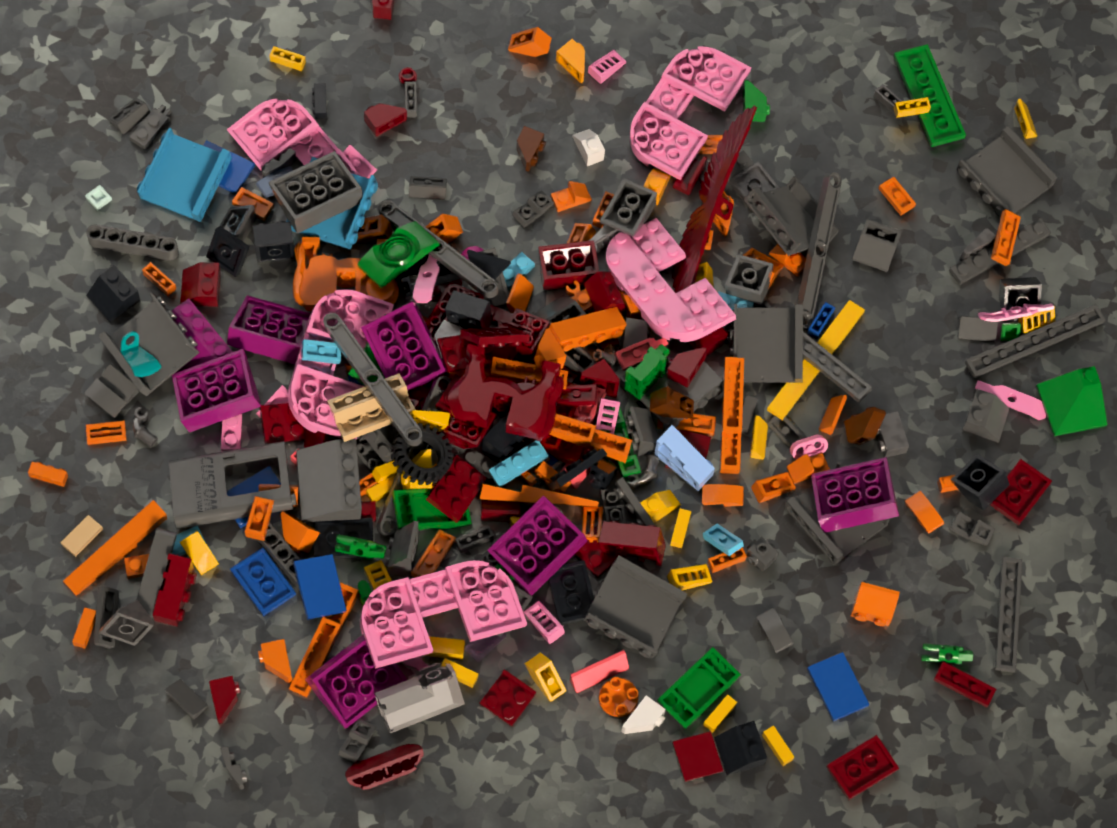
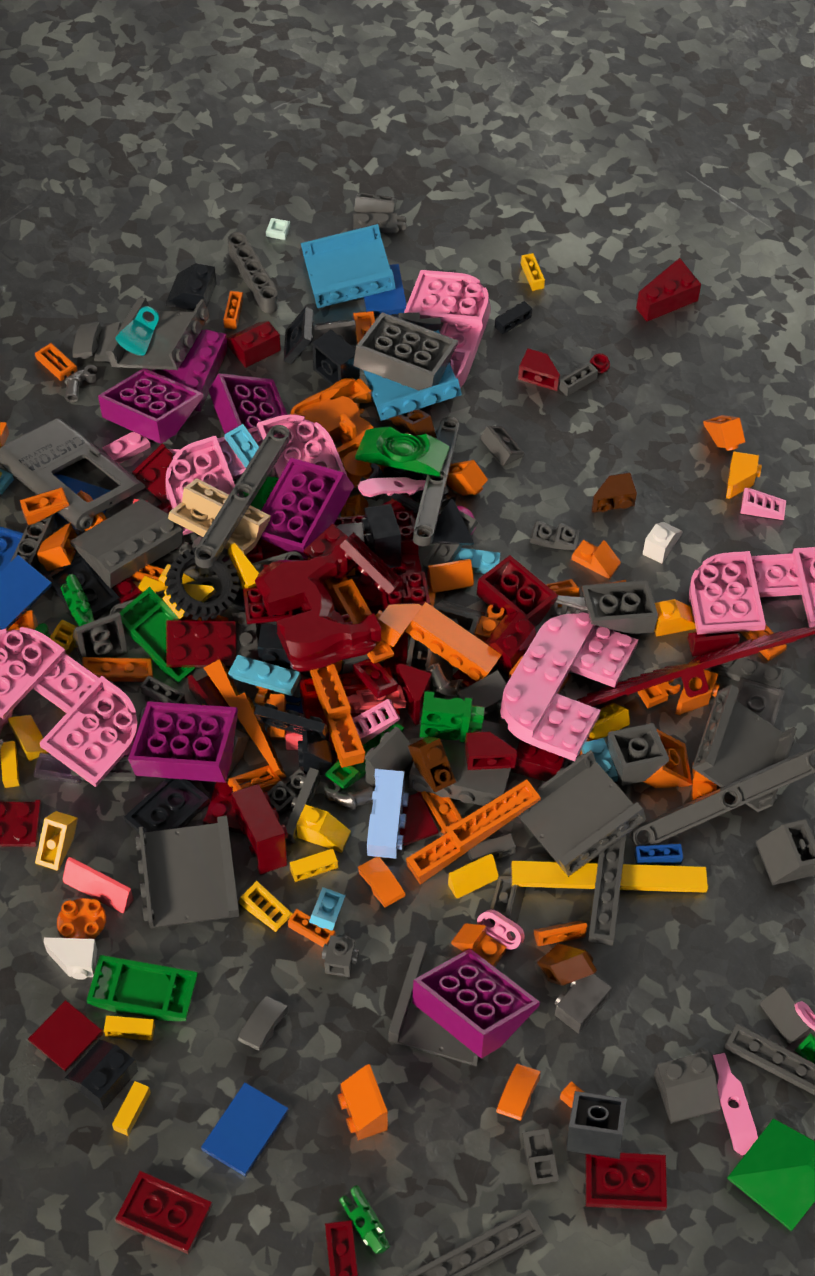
camera: 60 degrees right, 10 degrees down
(361, 164) = (476, 379): bright pink plate -> none
(552, 631) = (112, 819): bright pink slope -> none
(634, 354) = (490, 714): coral hinge -> none
(772, 487) = (431, 924): orange slope -> none

